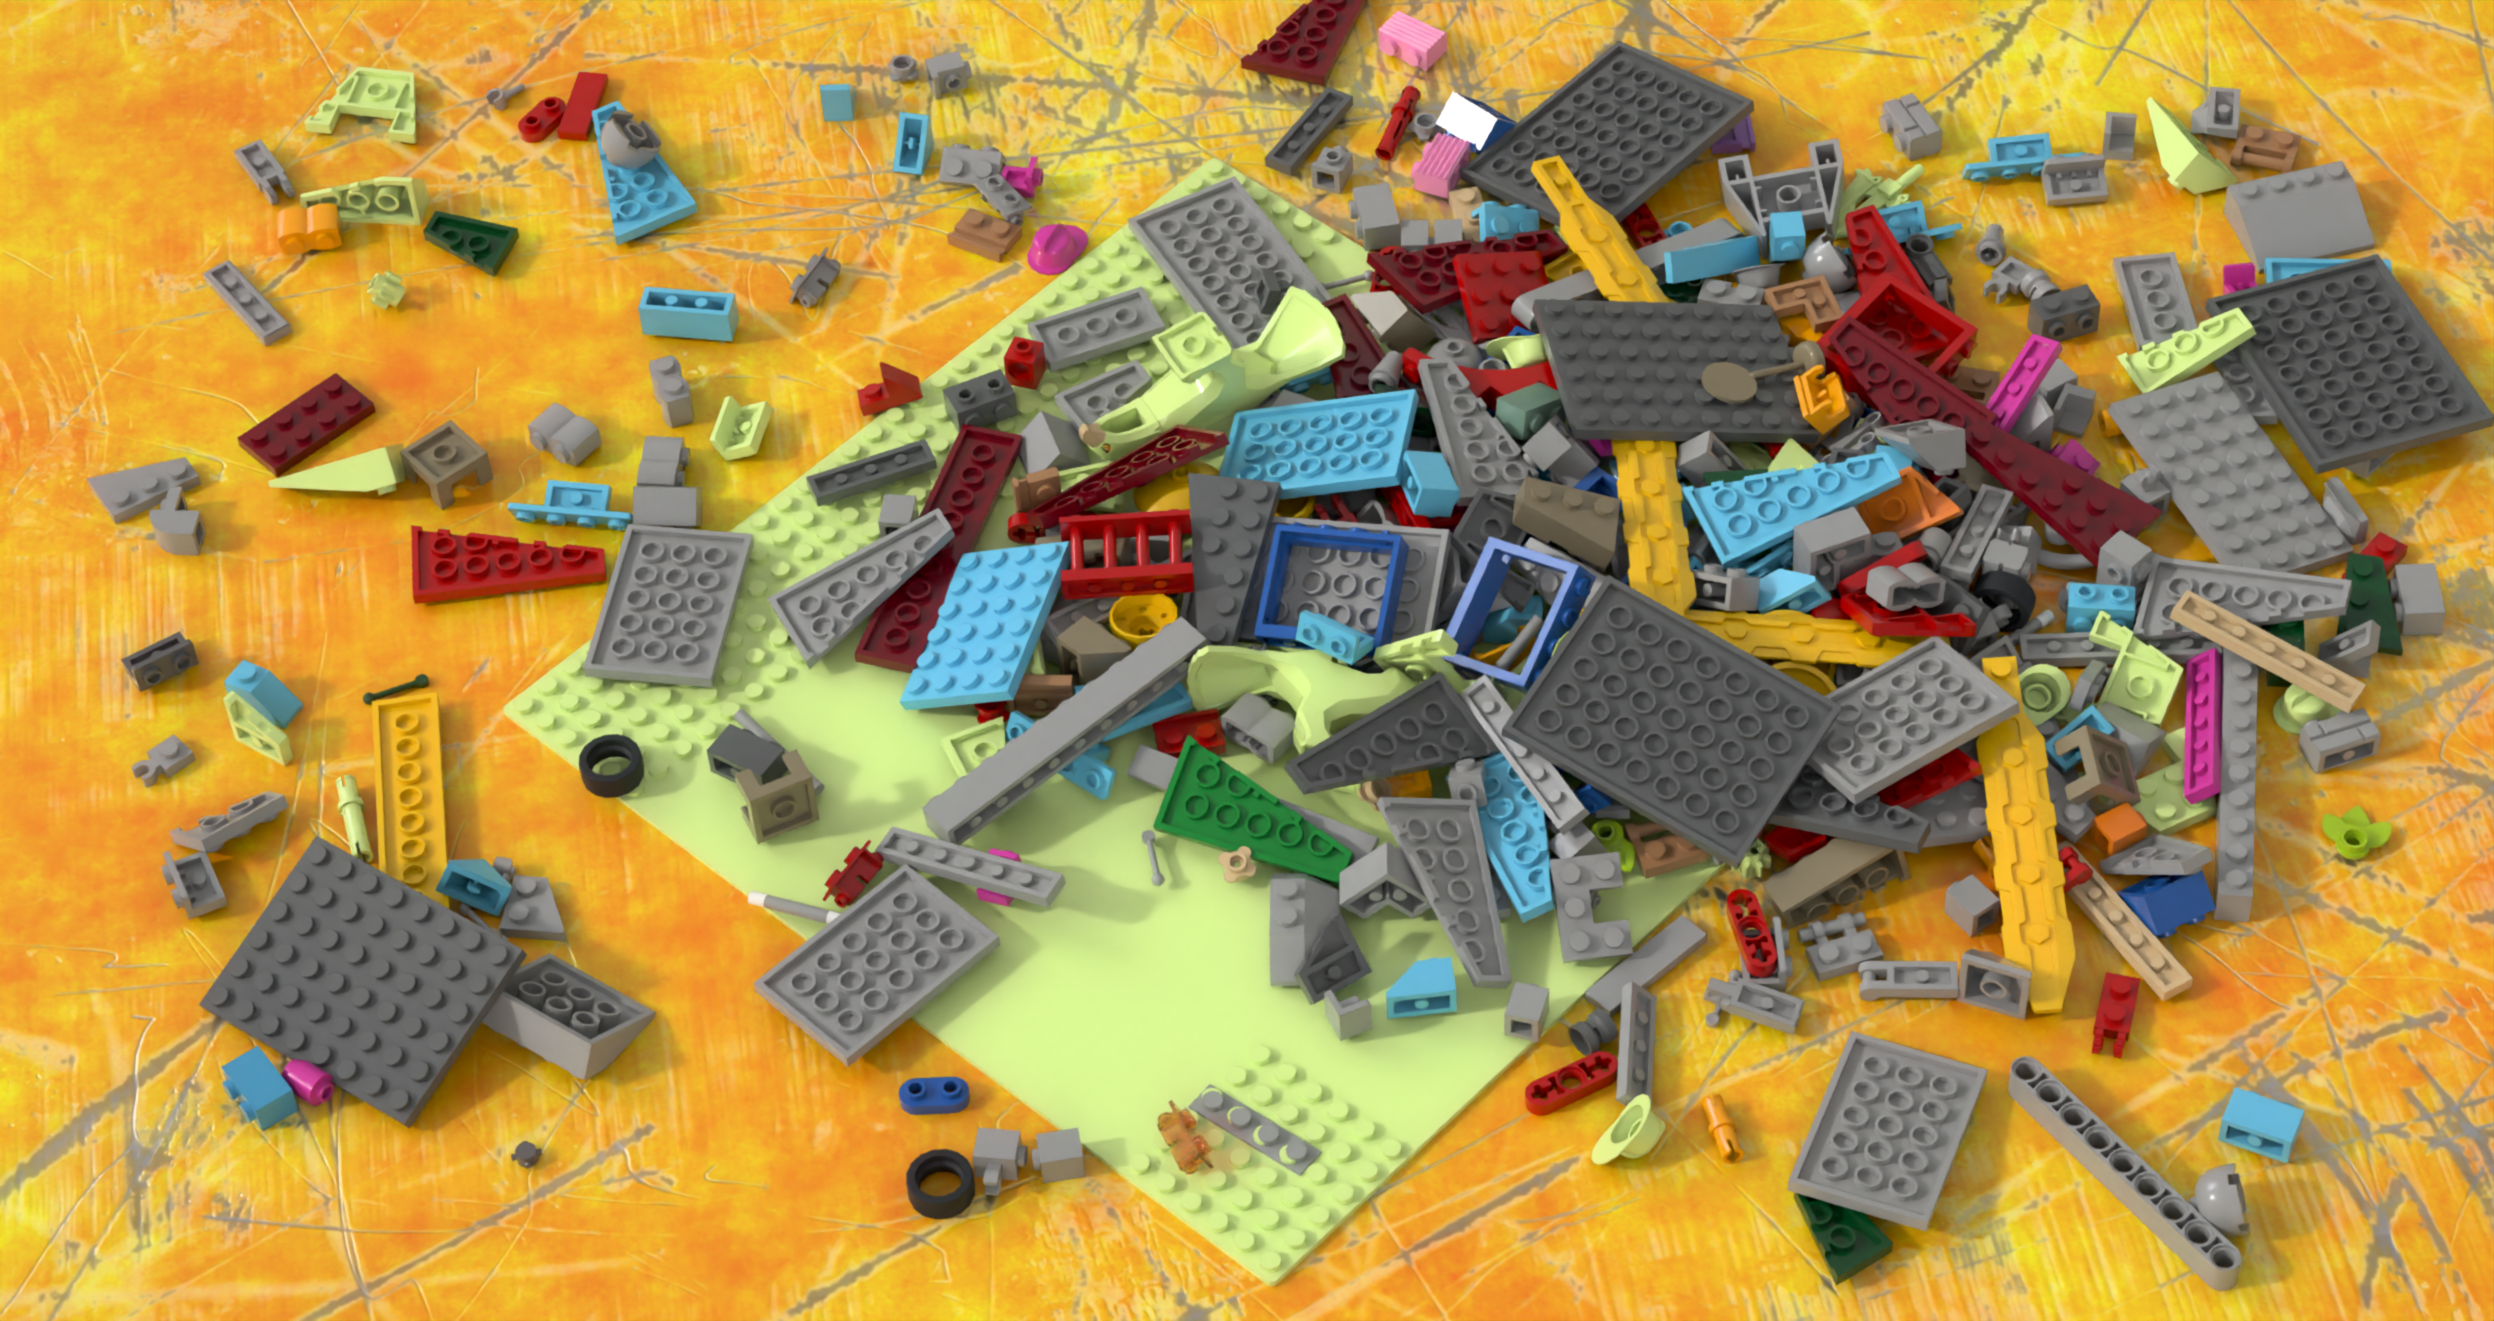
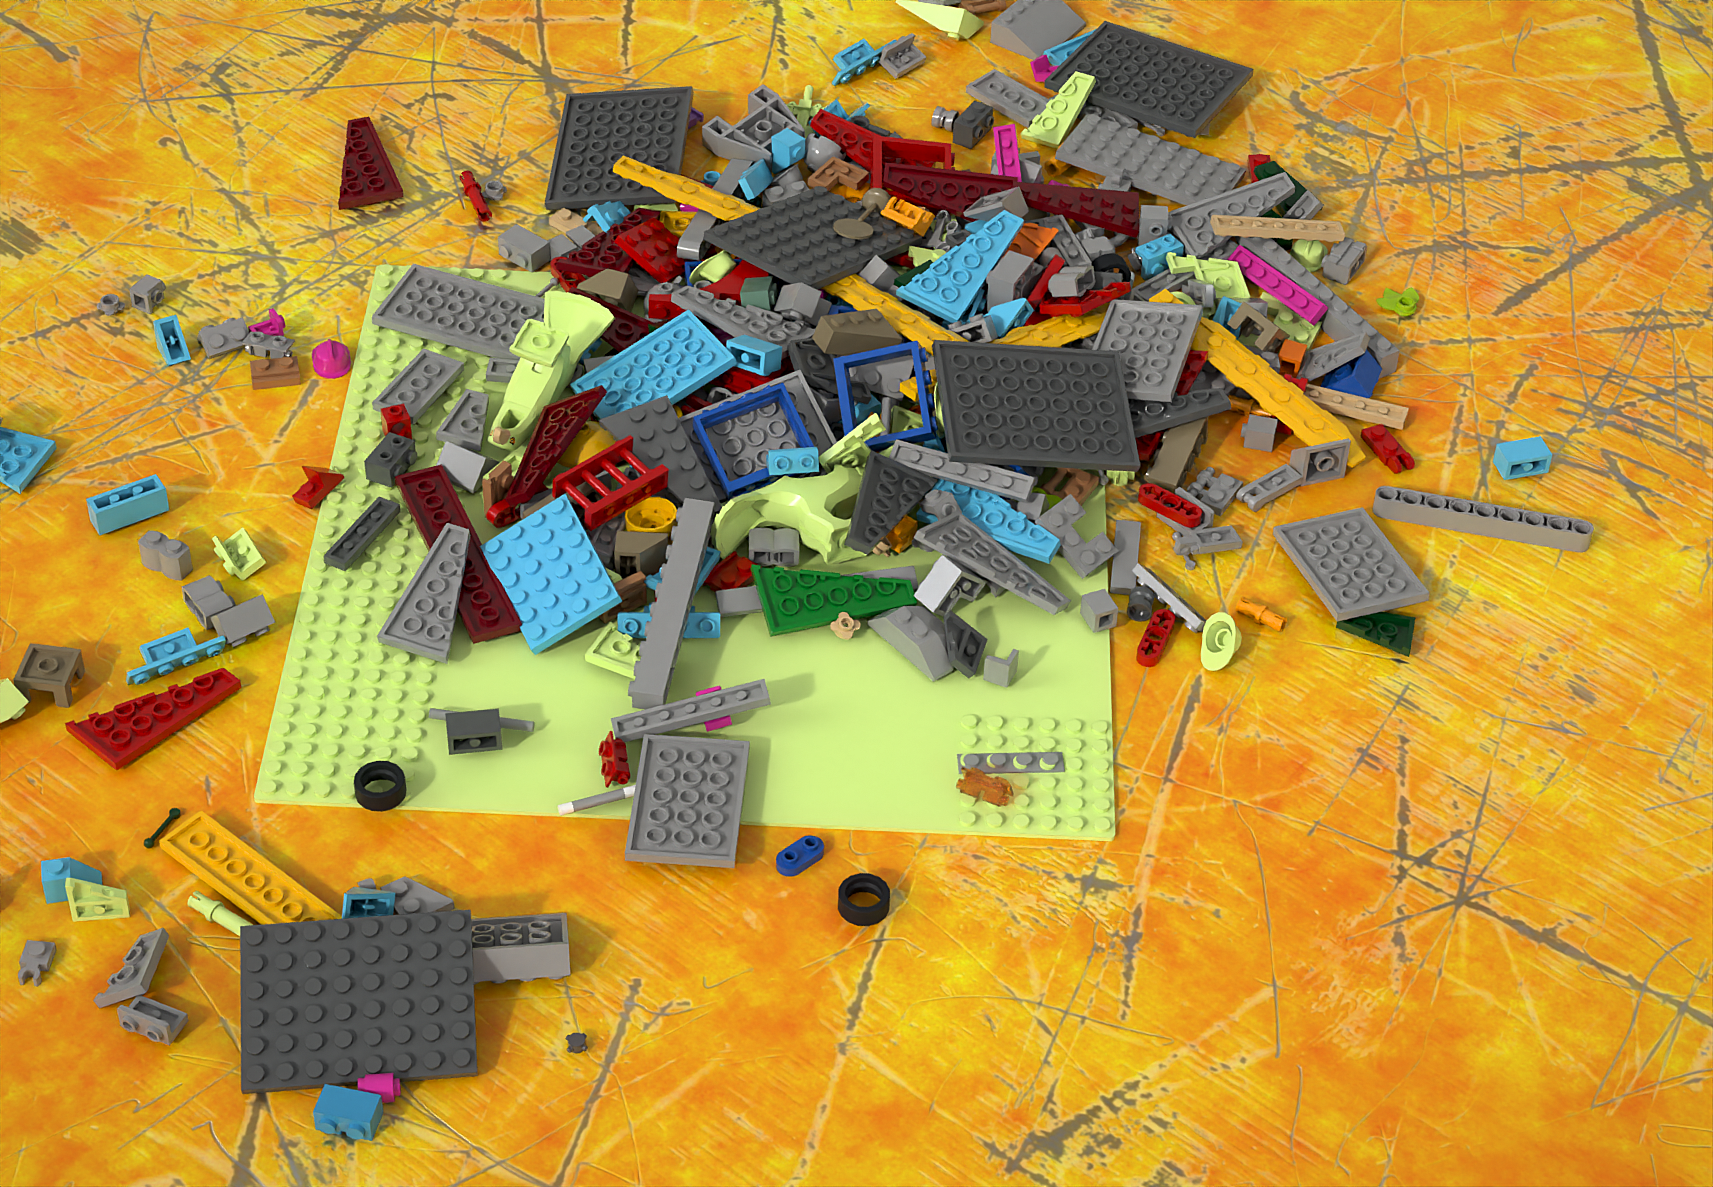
camera: 45 degrees left, 5 degrees down
(564, 434) = (114, 616): light grey brick -> none
(669, 605) = (311, 675): light grey plate -> none
(780, 803) = (528, 742): dark tan panel -> none
(818, 269) = (188, 448): light grey hinge -> none
(838, 102) = (88, 340): medium azure slope -> none
(897, 512) = (411, 548): light grey brick -> none
(991, 710) = (596, 625): red plate -> none
(998, 1156) = (883, 861): light grey brick -> none
(1059, 1155) = (918, 840): light grey brick -> none
(1148, 838) = (771, 642): light grey hinge -> none
(1269, 291) = (514, 311): dark grey tile -> none
(1309, 131) = (424, 224): dark grey plate -> none
(1332, 161) = (462, 231): light grey brick -> none
(1387, 371) = (642, 318): light grey cone -> none
(1412, 40) = (435, 148): bright pink brick -> none
(1423, 990) = (1032, 629): medium azure slope -> none
(1441, 165) = (529, 205): bright pink brick -> none
(1473, 121) = (527, 174): slope -> none
(1910, 127) = (781, 69): light grey brick -> none
(1991, 246) = (893, 109): light grey cone -> none
(2006, 278) = (920, 121): light grey plate -> none
(2119, 136) = (896, 24): light grey panel -> none
(2222, 1200) = (1549, 499): light grey cylinder -> none
(2344, 511) = (1223, 150): light grey slope -> none
(2417, 599) = (1307, 173): light grey brick -> none

